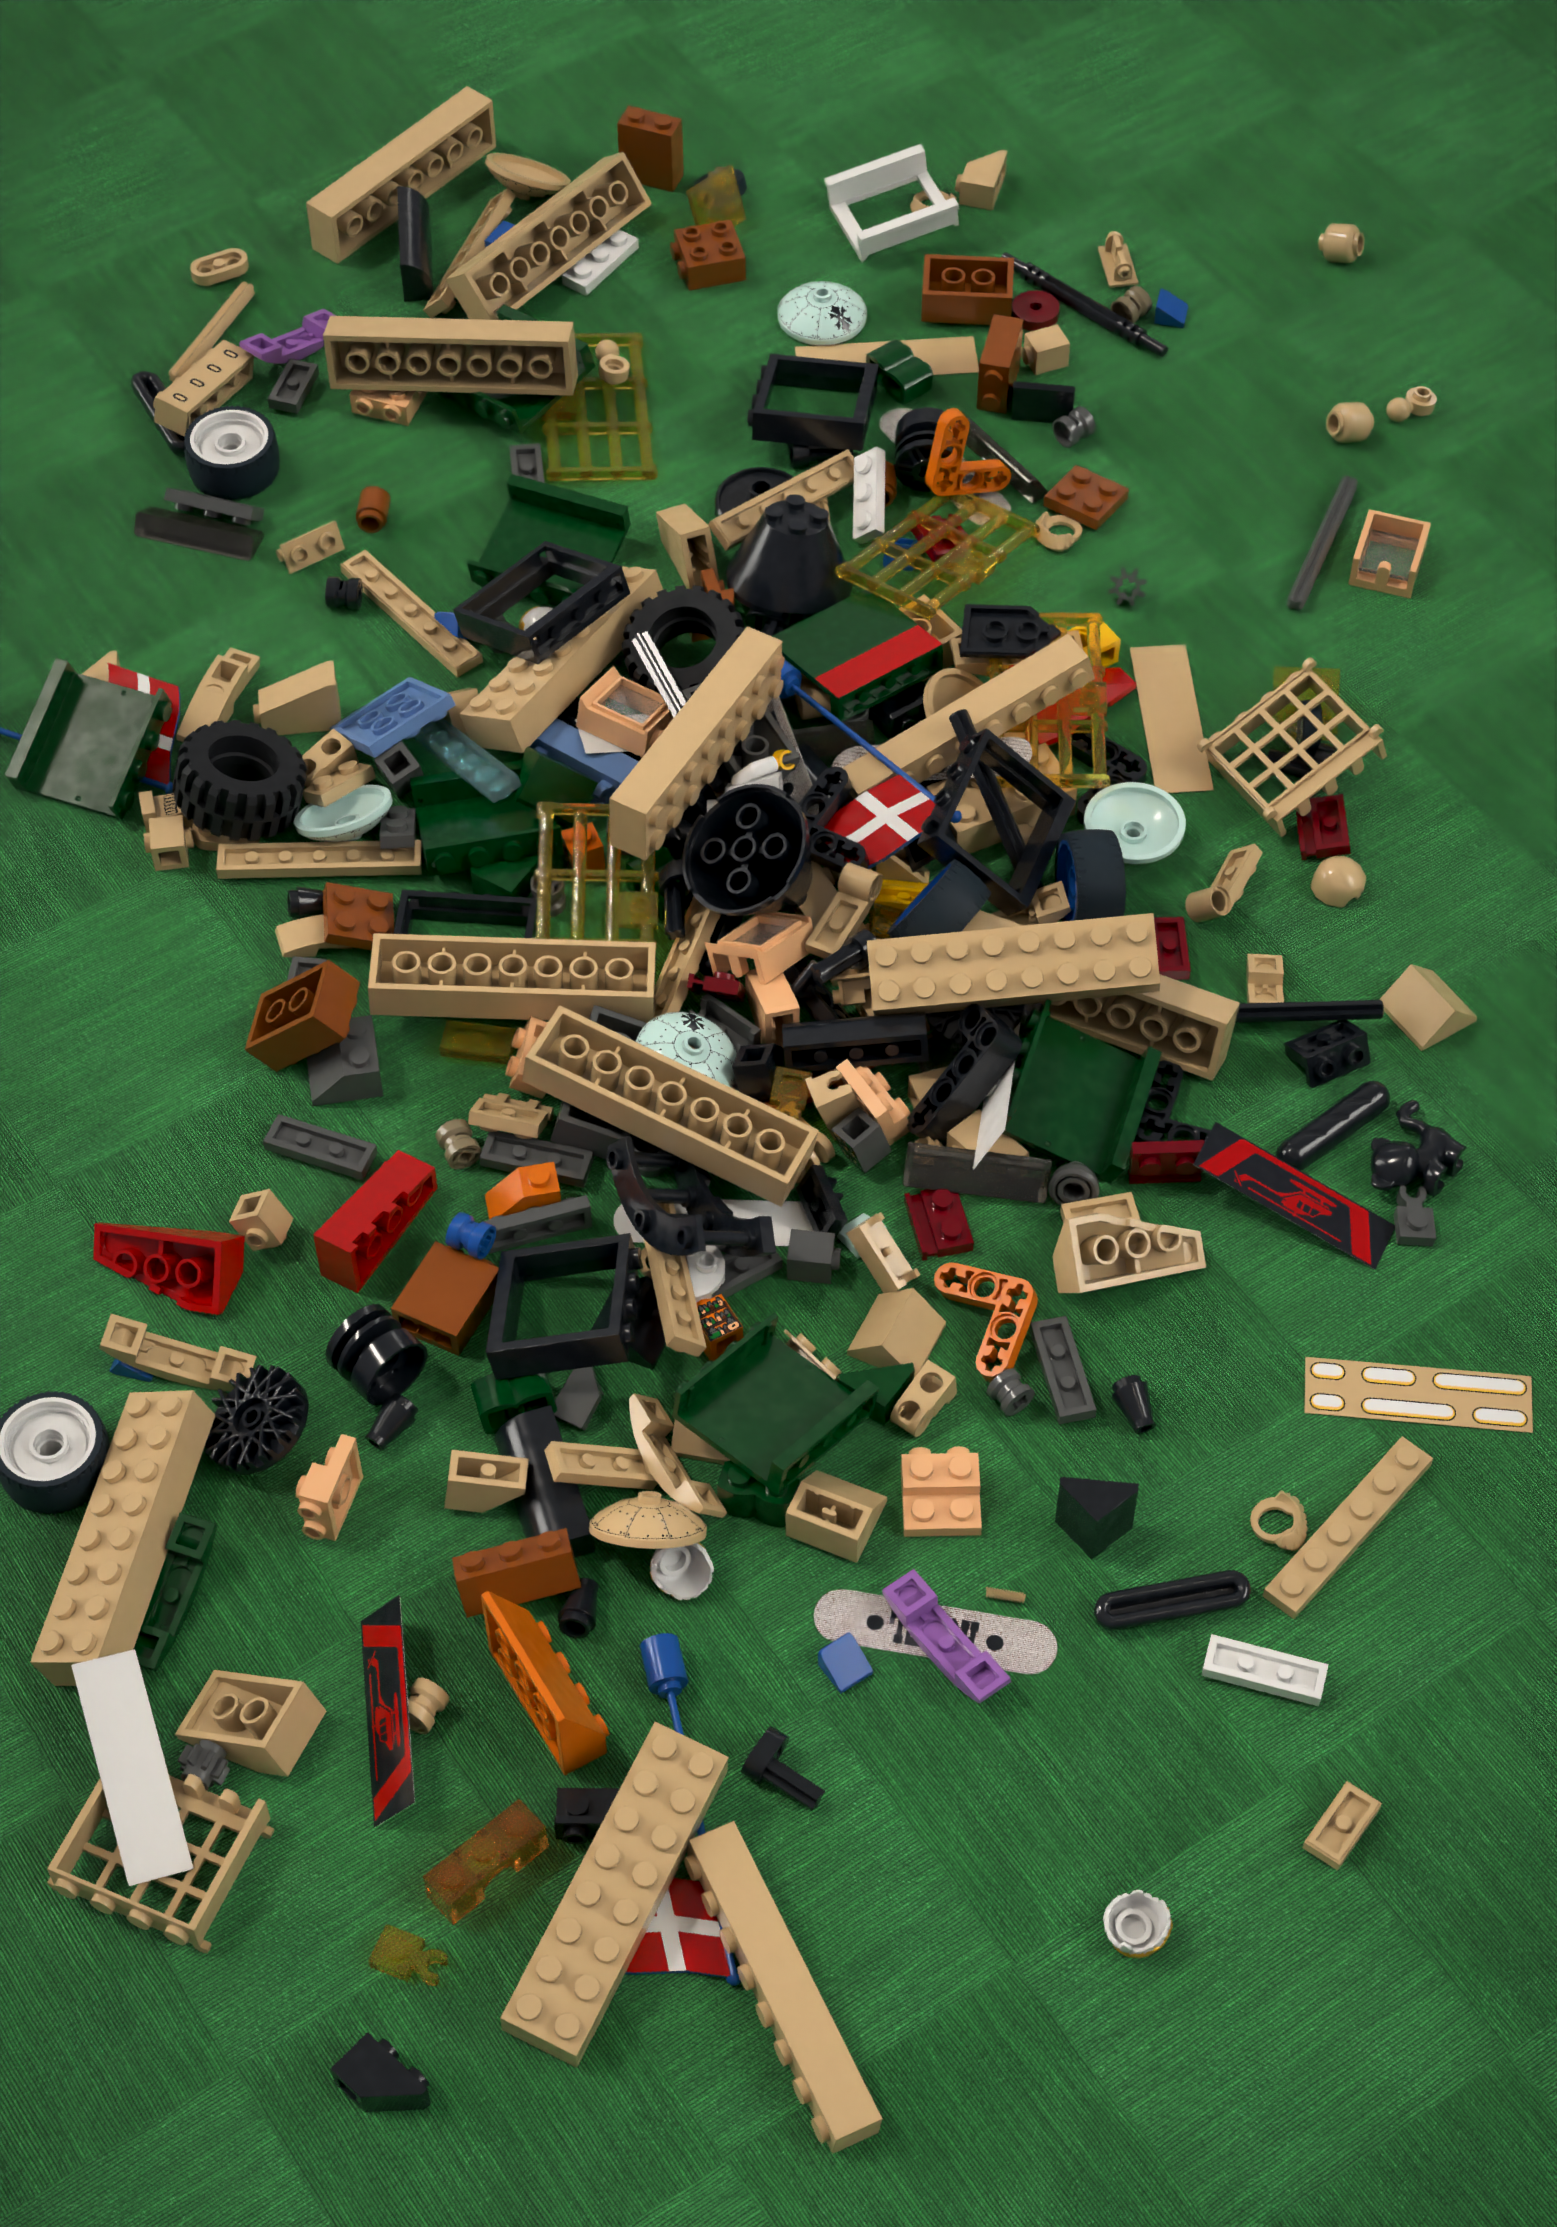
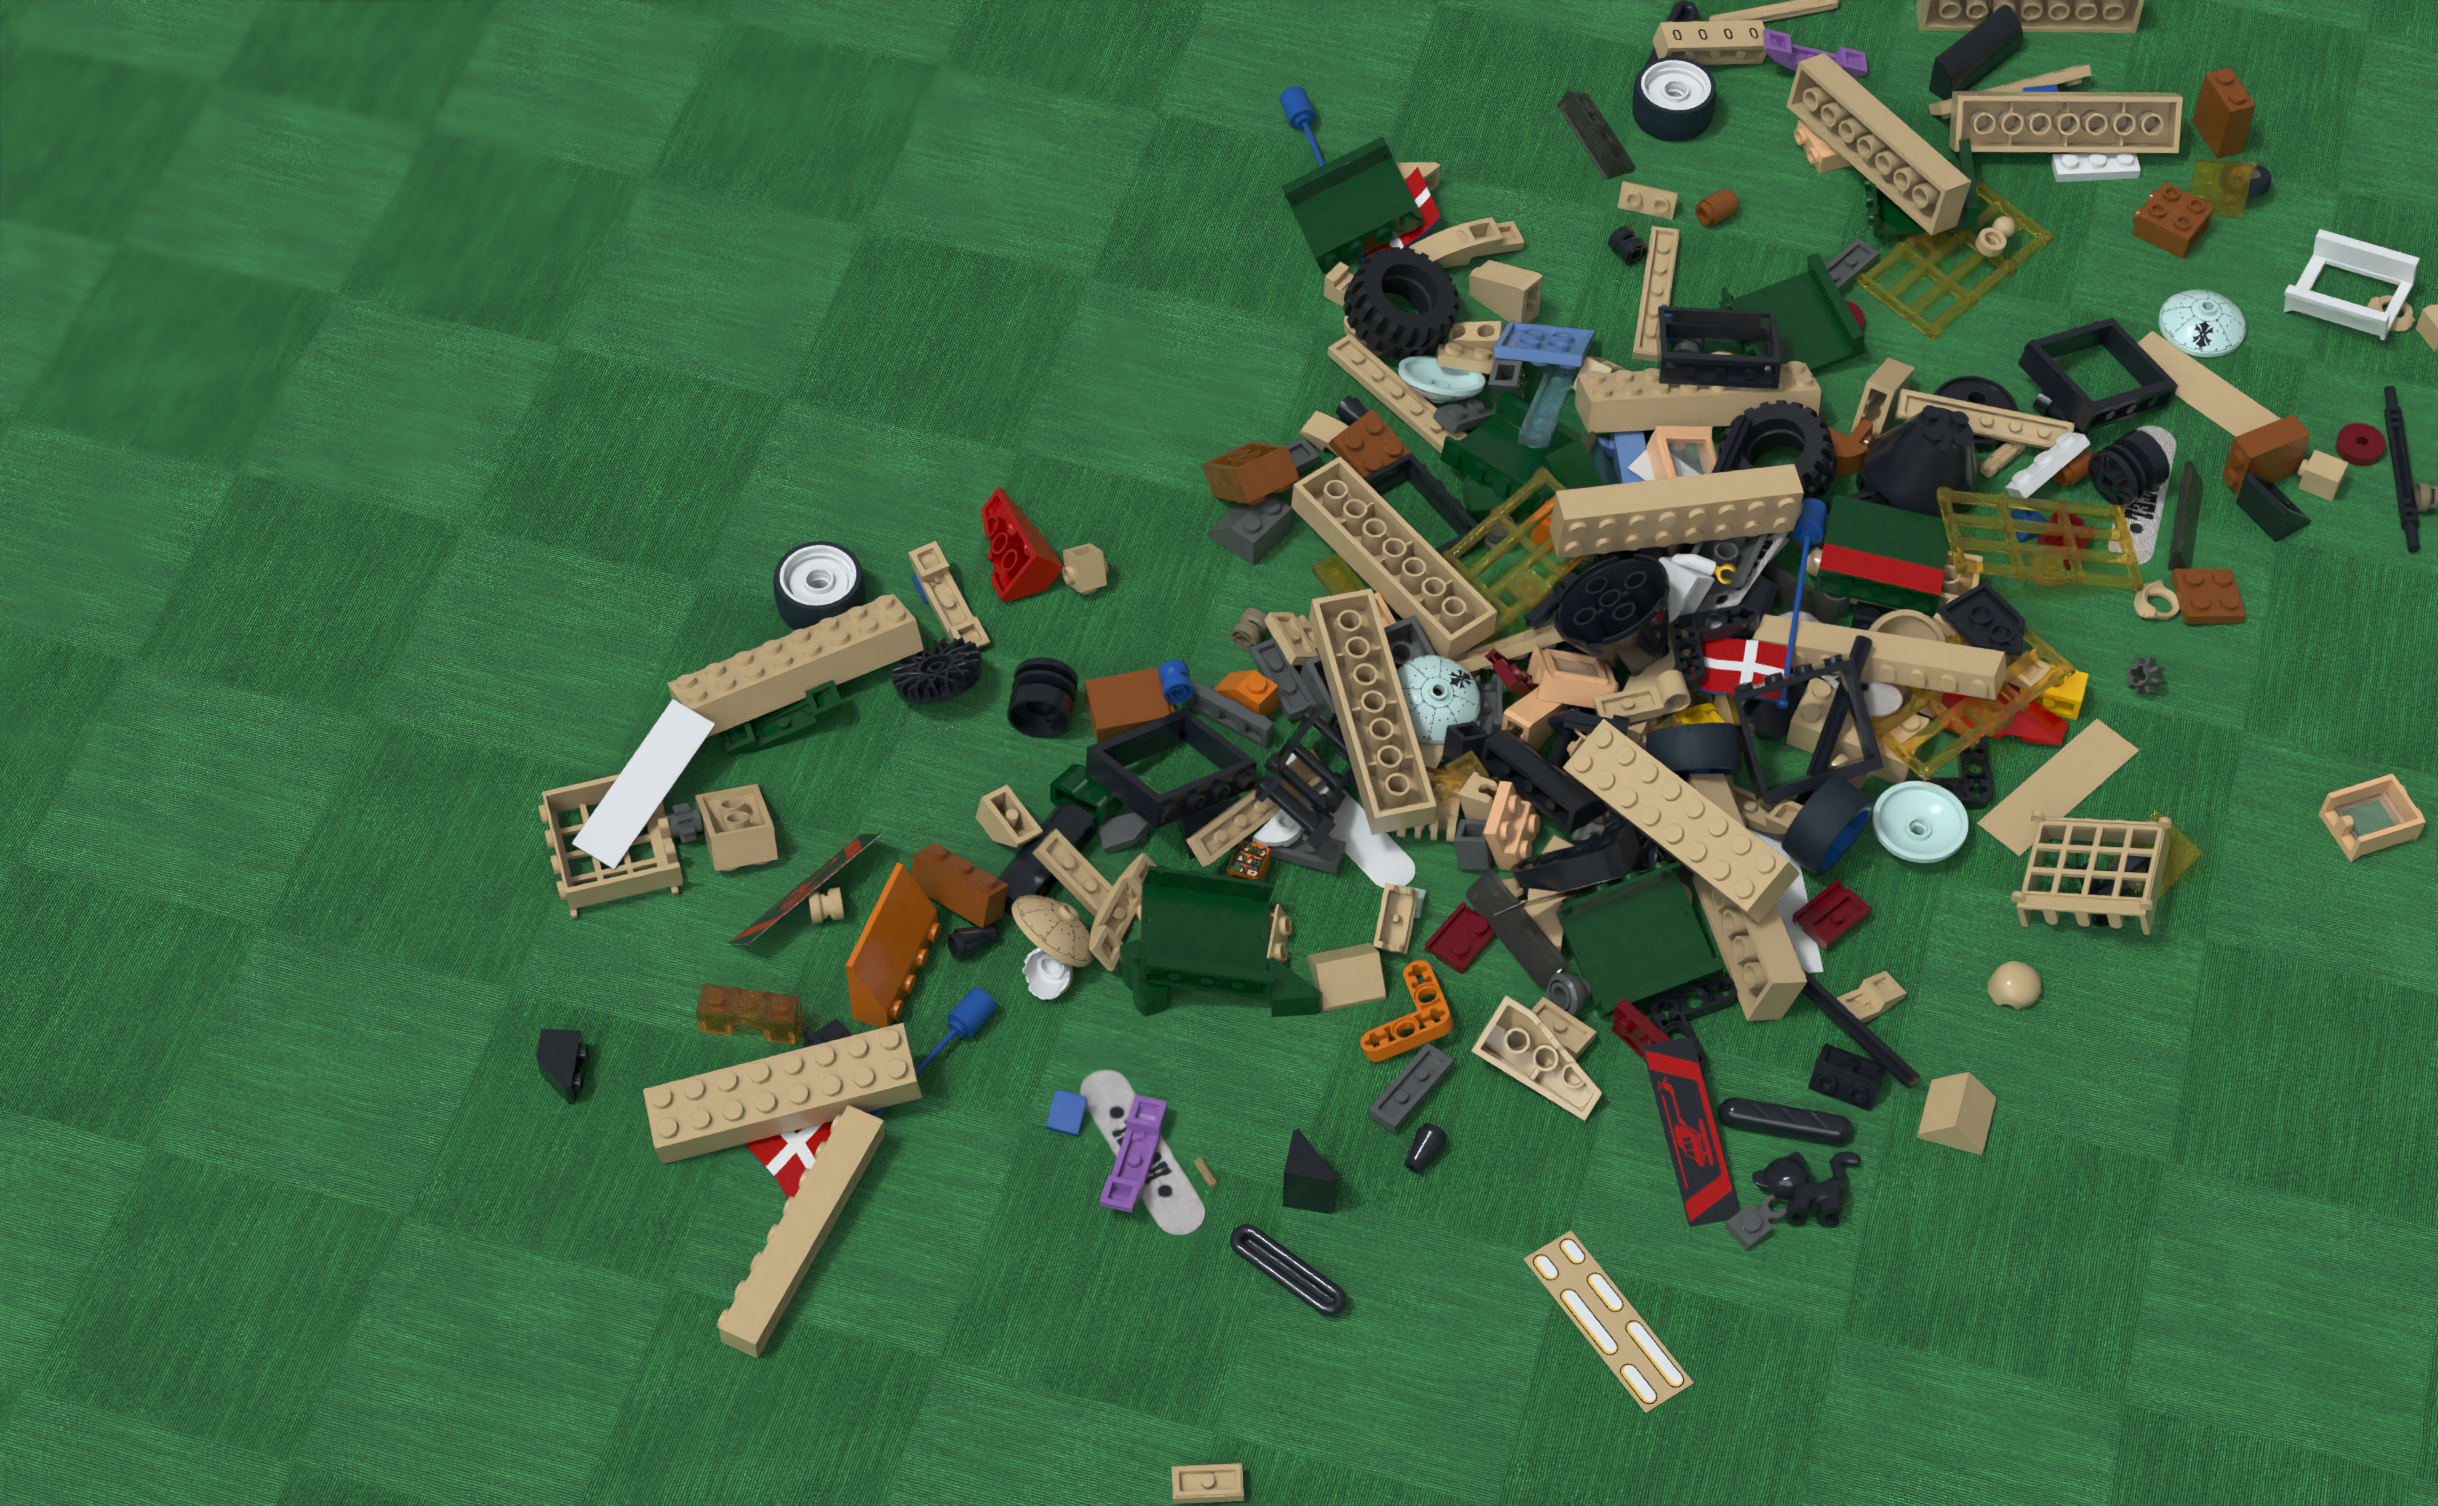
camera: 50 degrees right, 0 degrees up
(168, 842) = (1323, 308): tan brick -> none
(213, 506) = (1623, 124): dark grey plate -> none
(293, 386) = (1770, 88): dark grey plate -> none
(320, 1147) = (1175, 560): dark grey plate -> none
(330, 1490) = (924, 747): light nougat plate -> none
(373, 1220) = (1145, 625): red wedge -> none
(392, 1419) = (1010, 744): black cone -> none
(402, 1953) = (655, 1020): clear yellow plate -> none
(526, 175) = (2116, 63): tan dish -> none
(764, 1765) = (952, 1116): black piece -> none
(812, 1256) = (1357, 882): dark grey brick -> none
(821, 1202) = (1407, 856): black plate -> none
(833, 1515) = (1169, 1028): tan slope -> none
(900, 371) = (2195, 404): dark green brick -> none
(924, 1398) = (1306, 1022): tan leg -> none
(940, 1493) = (1246, 1081): light nougat plate -> none
(954, 468) = (2123, 498): orange beam -> none
(966, 288) = (2320, 388): dark orange brick -> none
(1010, 1392) = (1361, 1068): dark grey wheel -> none
(1075, 426) = (2265, 542): dark grey wheel -> none
(1137, 1924) = (1022, 1404): white hair -> none
(1226, 887) = (1929, 919): tan plate -> none
(1265, 1670) = (1285, 1361): white plate -> none
(1291, 1538) = (1410, 1314): tan piece -> none
(1322, 543) = (2337, 769): dark grey axle -> none
(1324, 828) = (2051, 946): dark red plate -> none
(1347, 1527) = (1452, 1342): tan plate -> none

